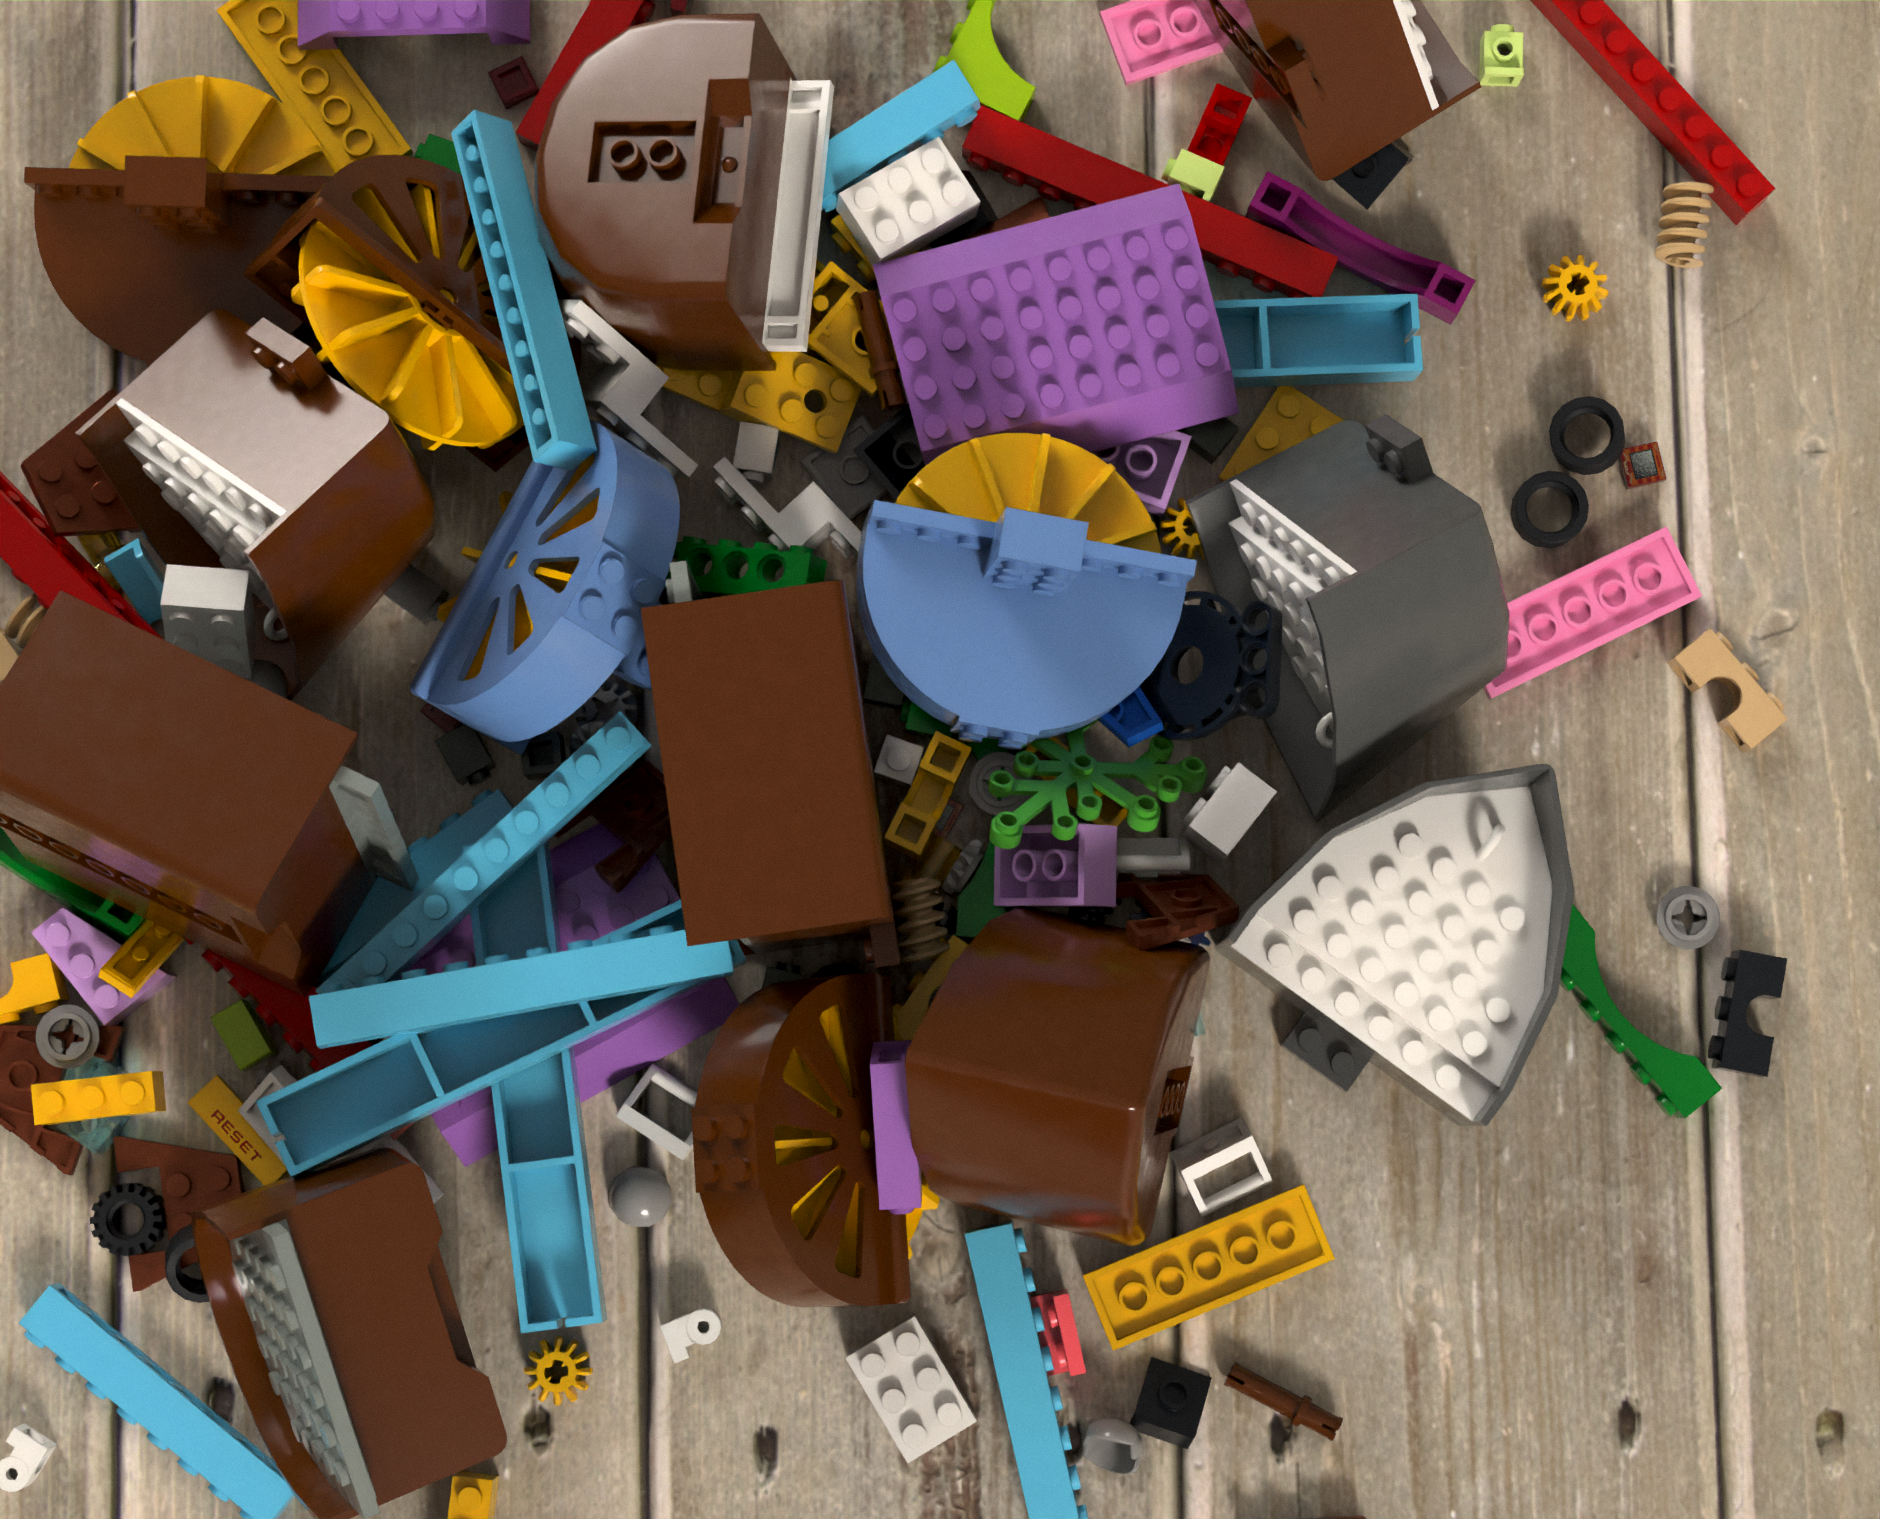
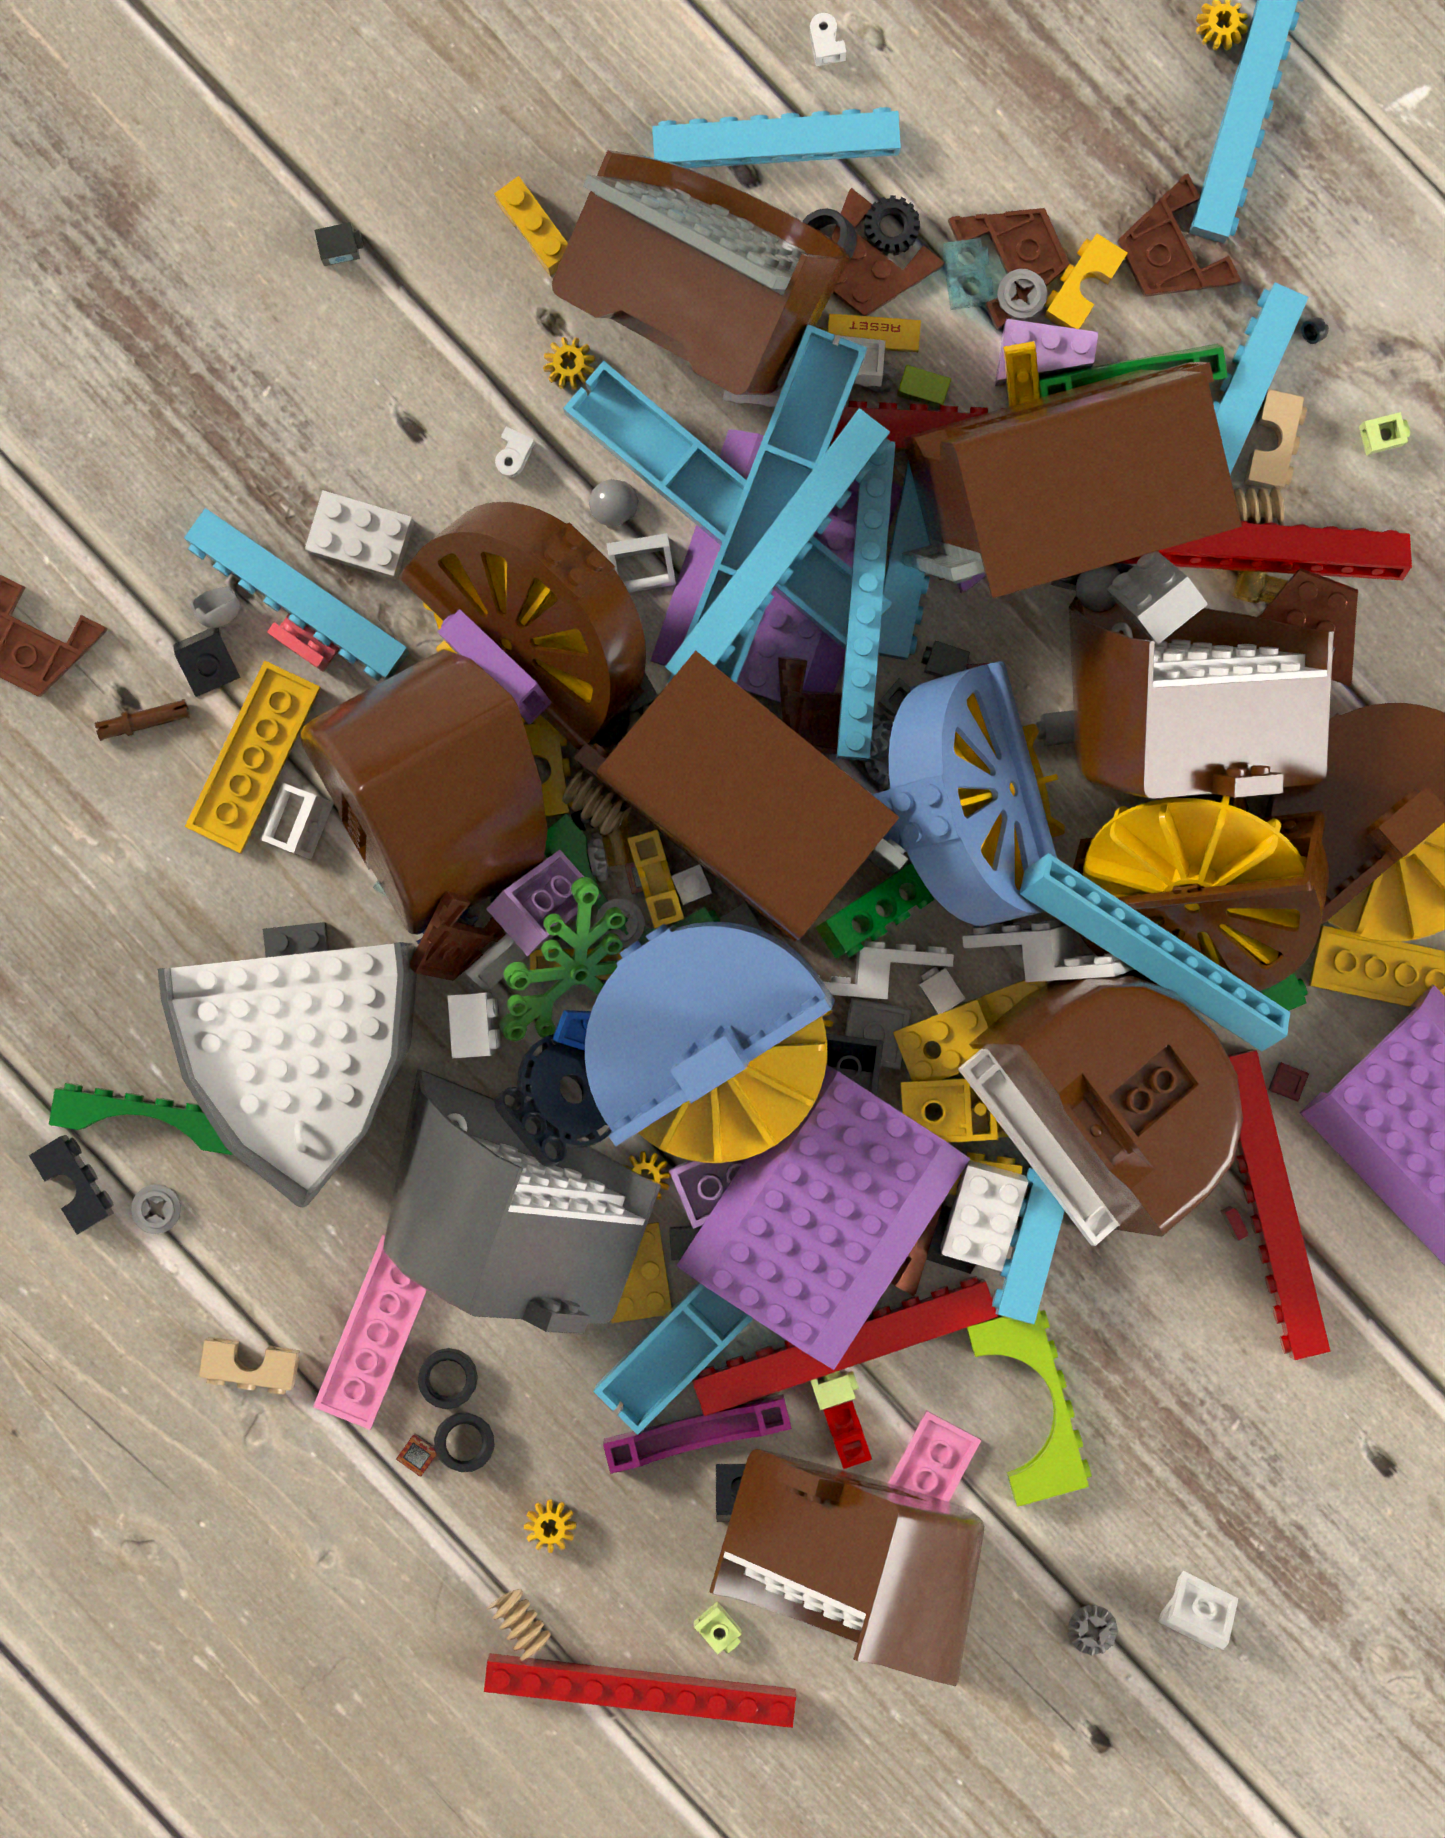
camera: 135 degrees right, 5 degrees up
(98, 1097) = (968, 274): yellow arch -> none
(138, 578) = (1227, 589): medium azure panel -> none
(881, 359) = (923, 1113): reddish brown pin -> none

